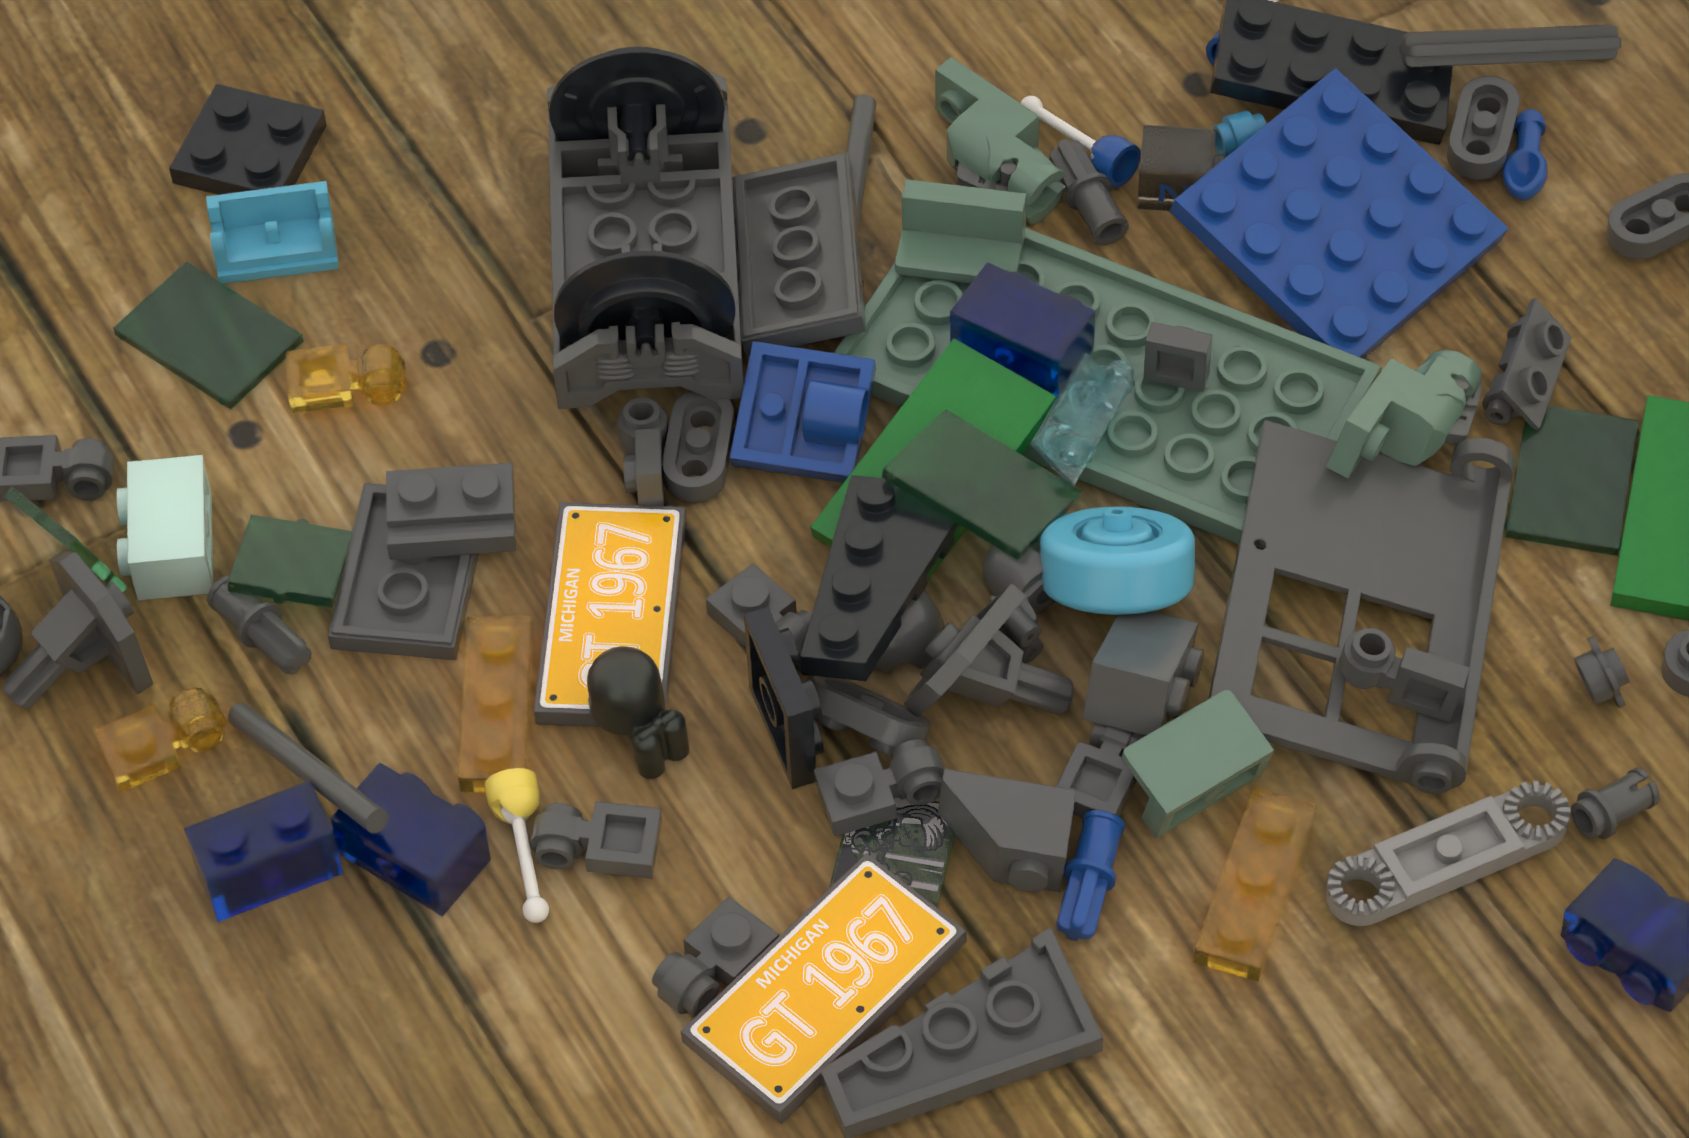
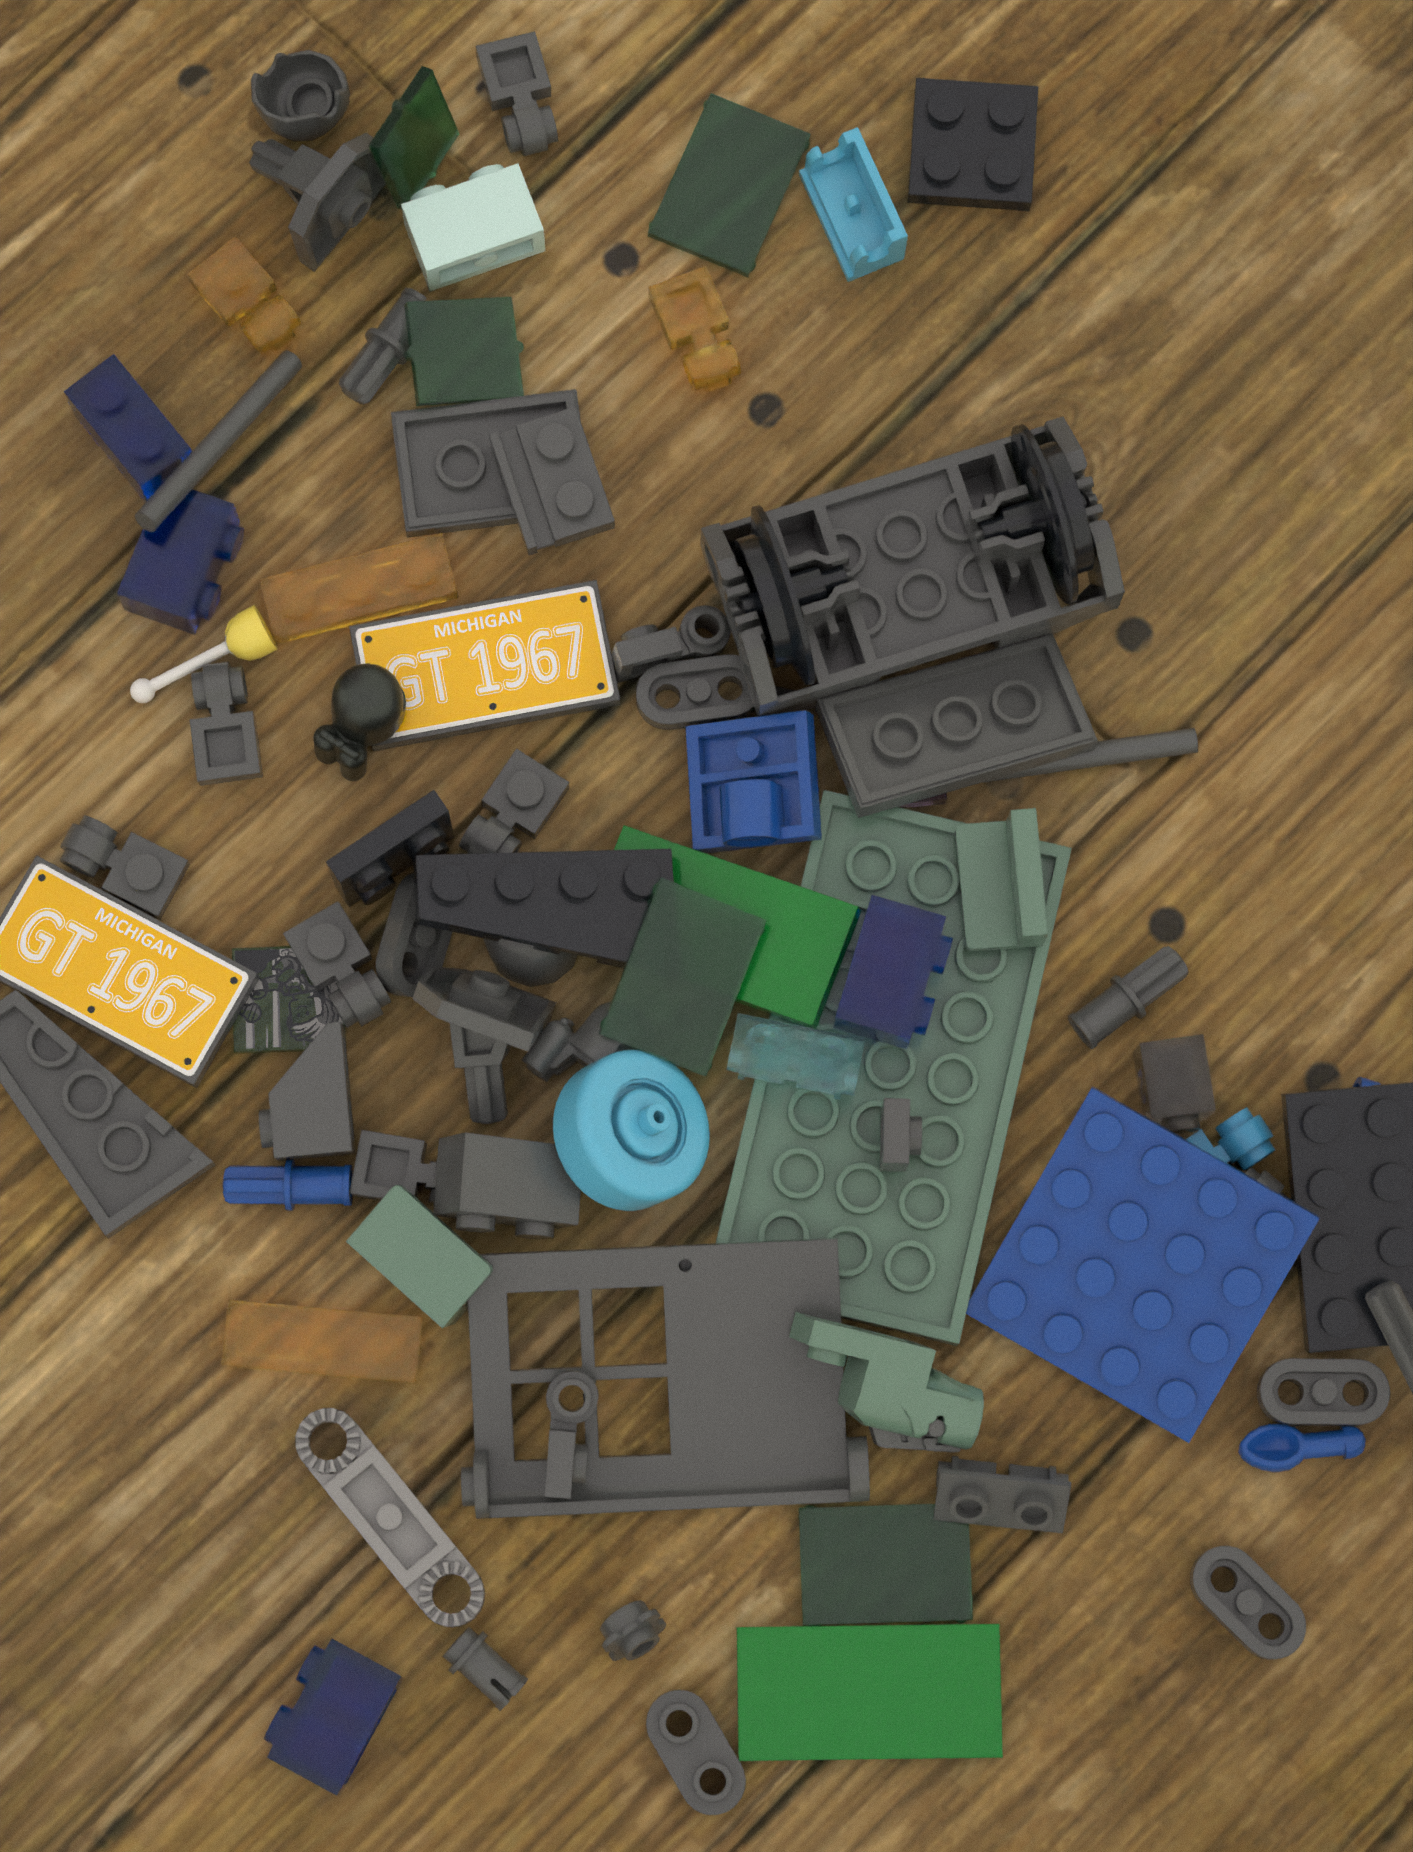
camera: 70 degrees right, 25 degrees up
(995, 140) = (1150, 887): sand green plate -> none
(1109, 154) = (1179, 1009): blue hinge -> none

